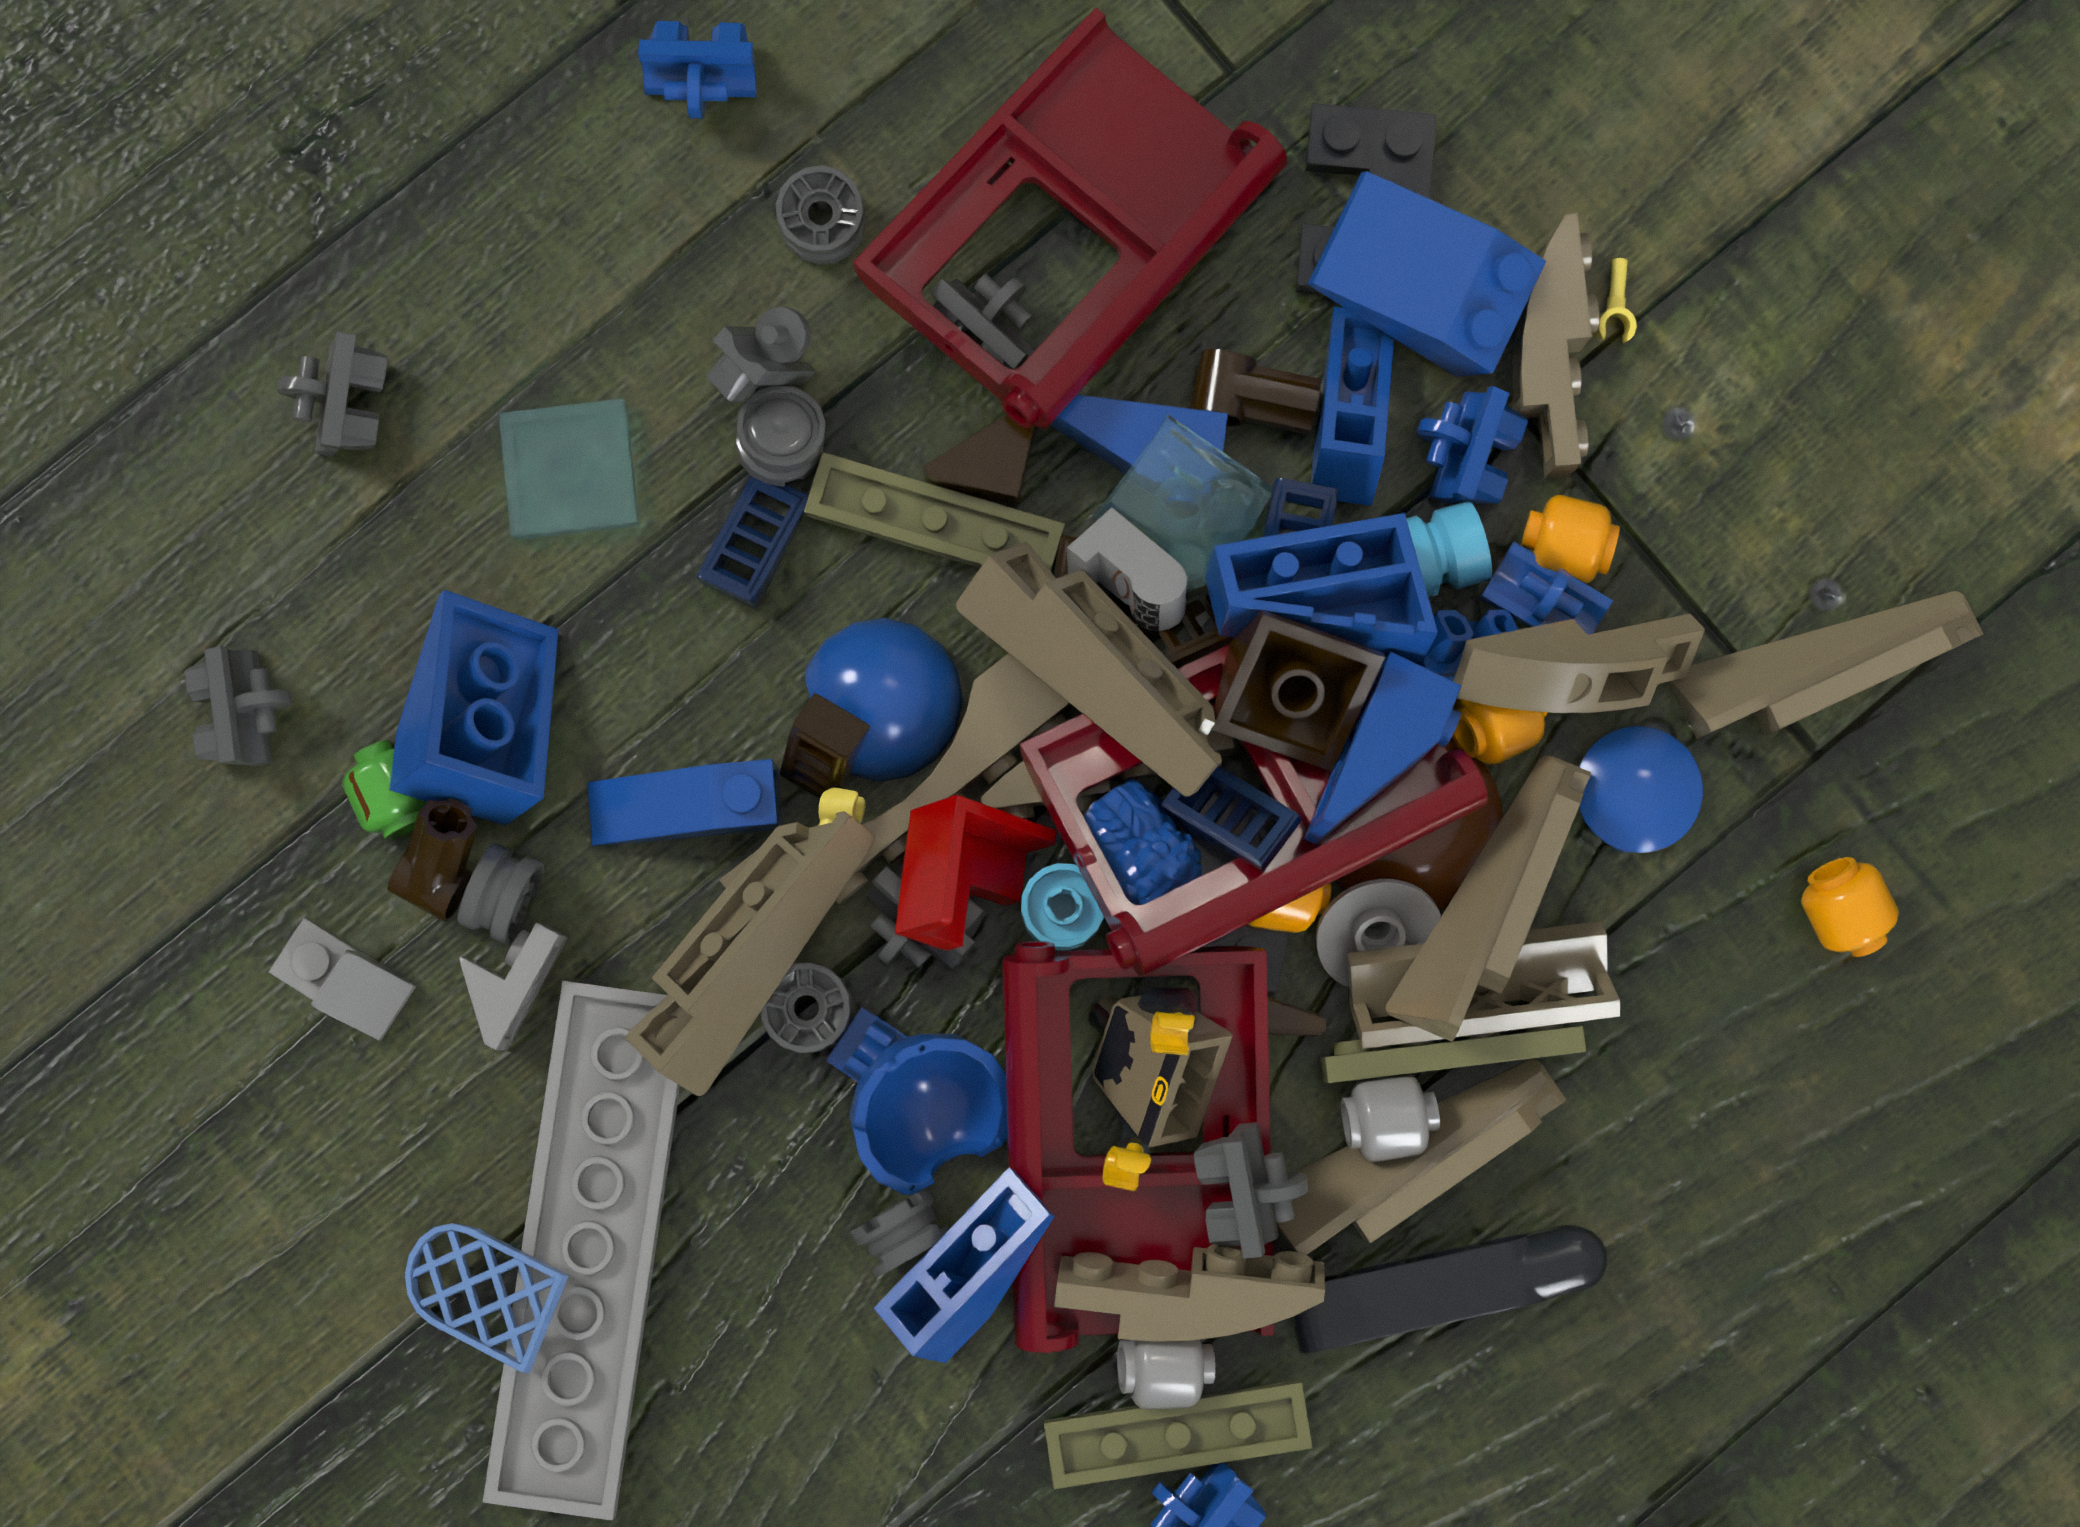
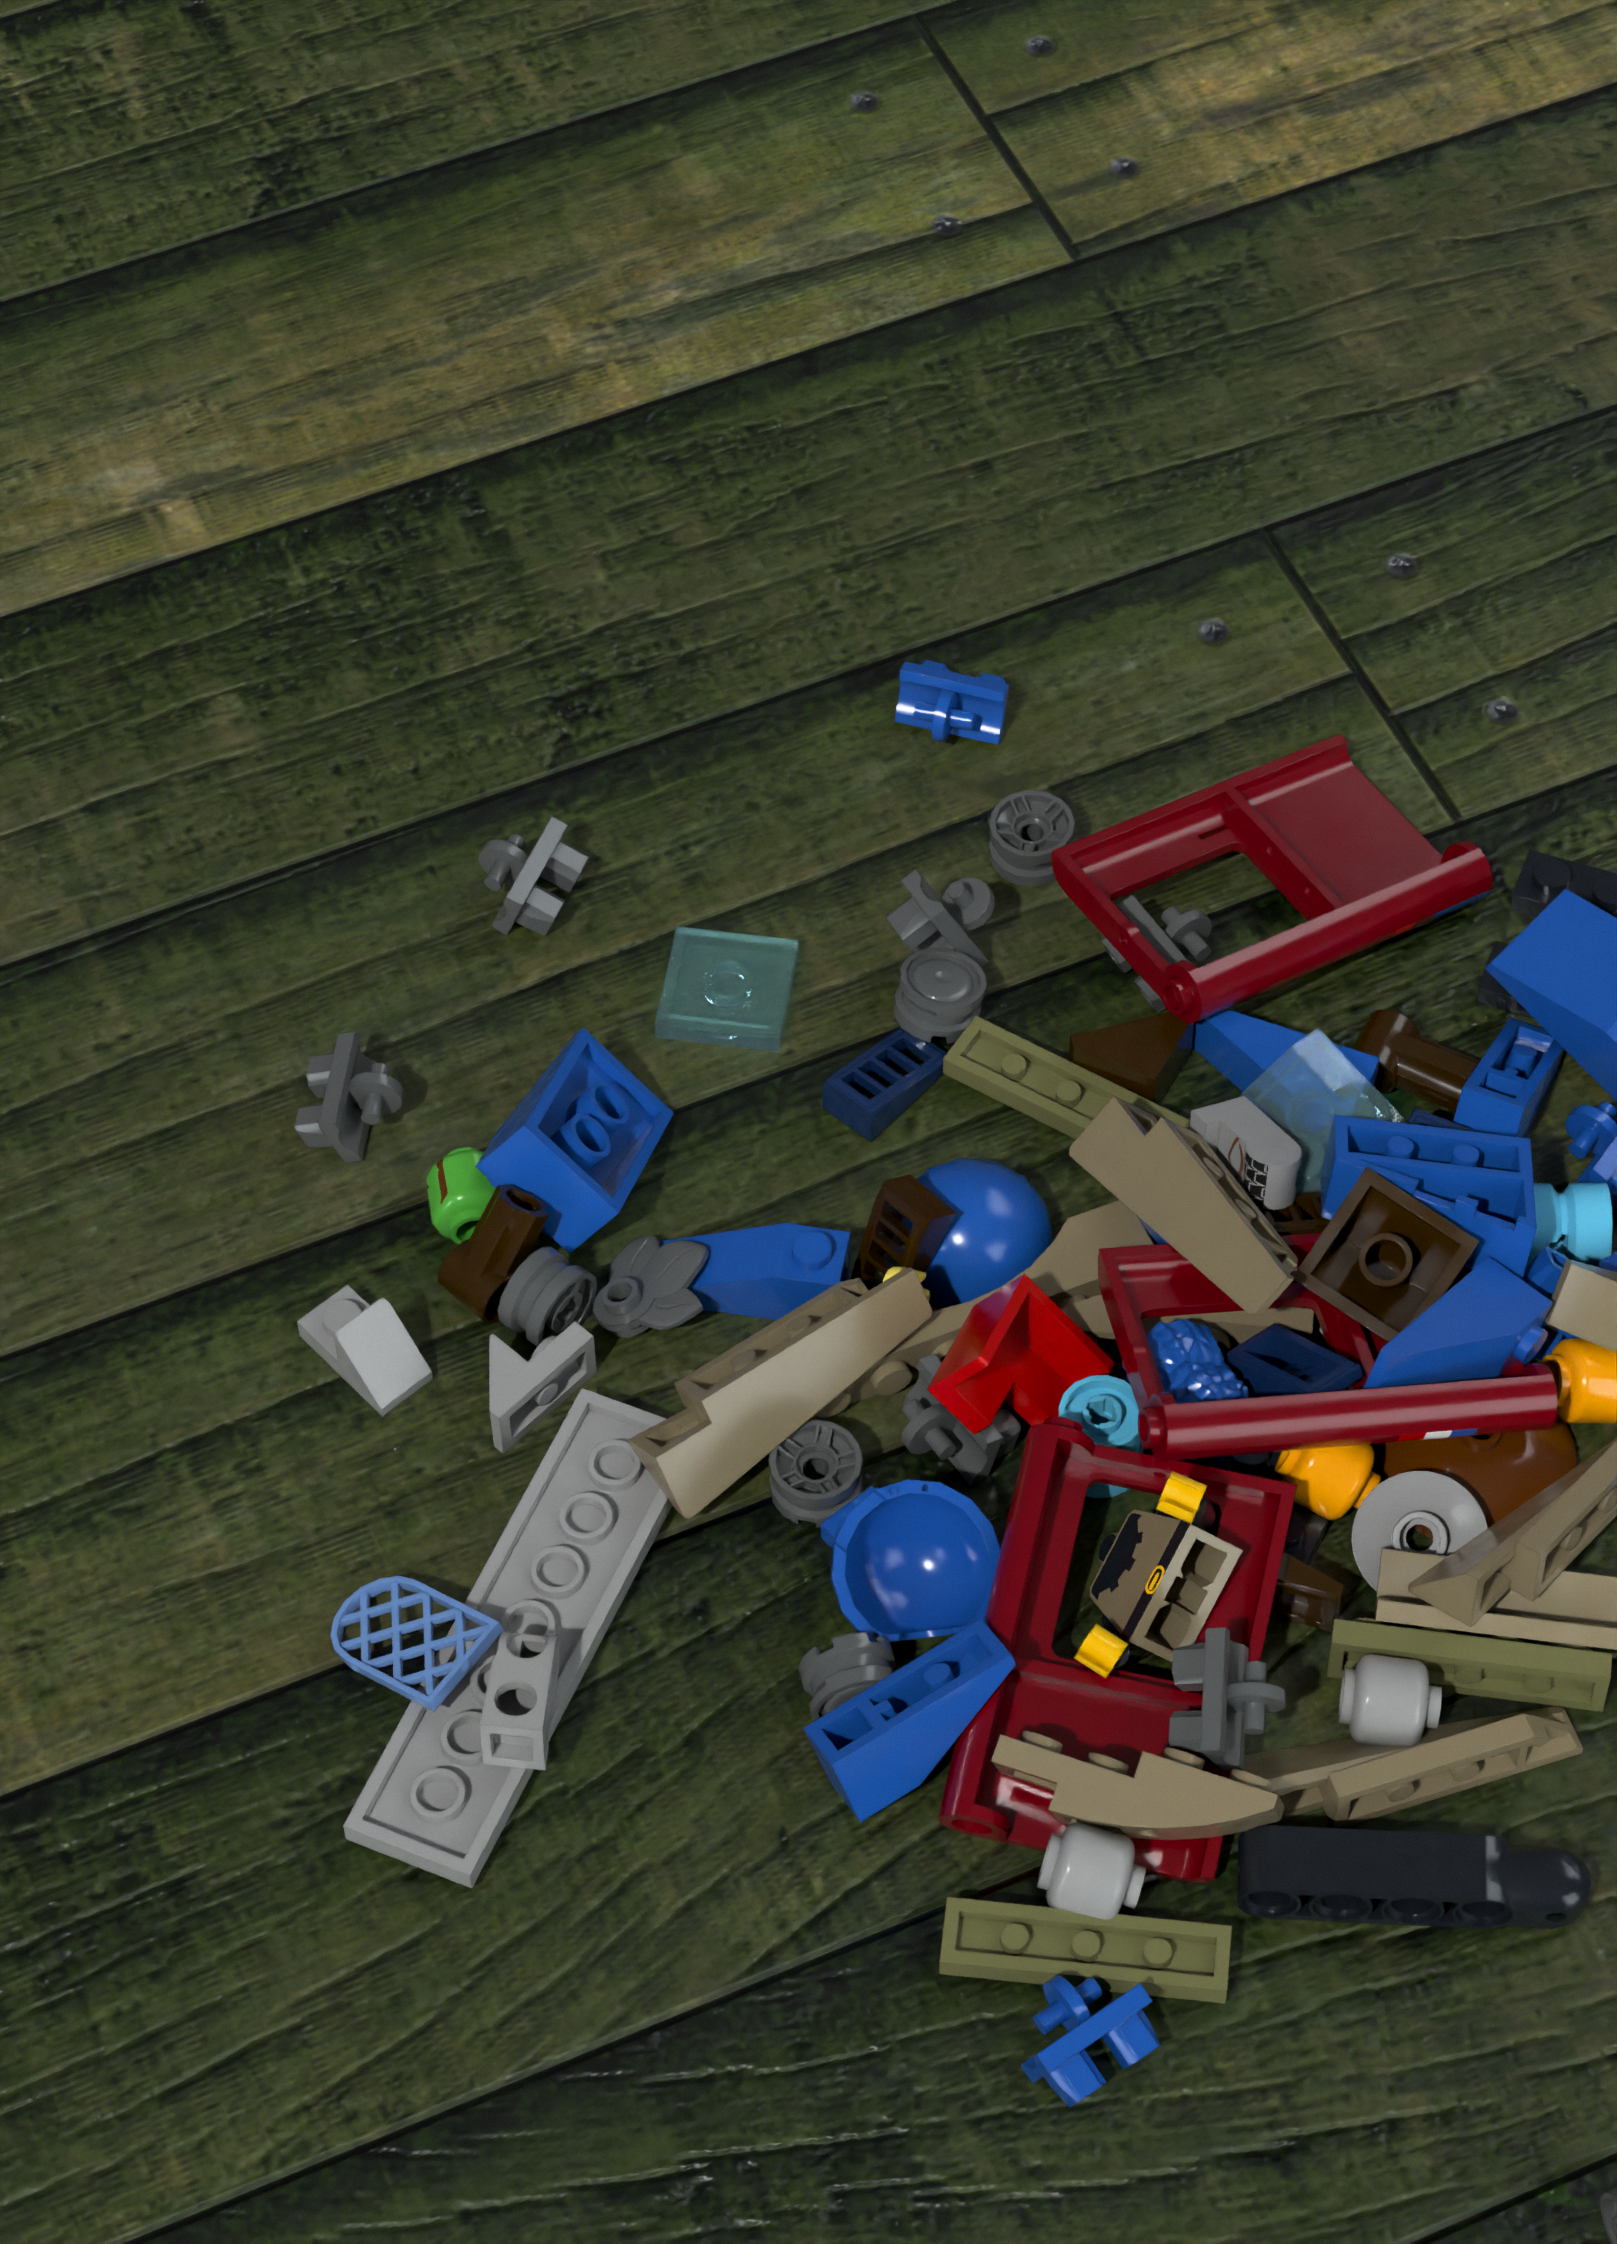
camera: 20 degrees right, 30 degrees down
(600, 840) = (650, 1287): none -> dark grey plate
(605, 1342) = (520, 1701): none -> light grey leg

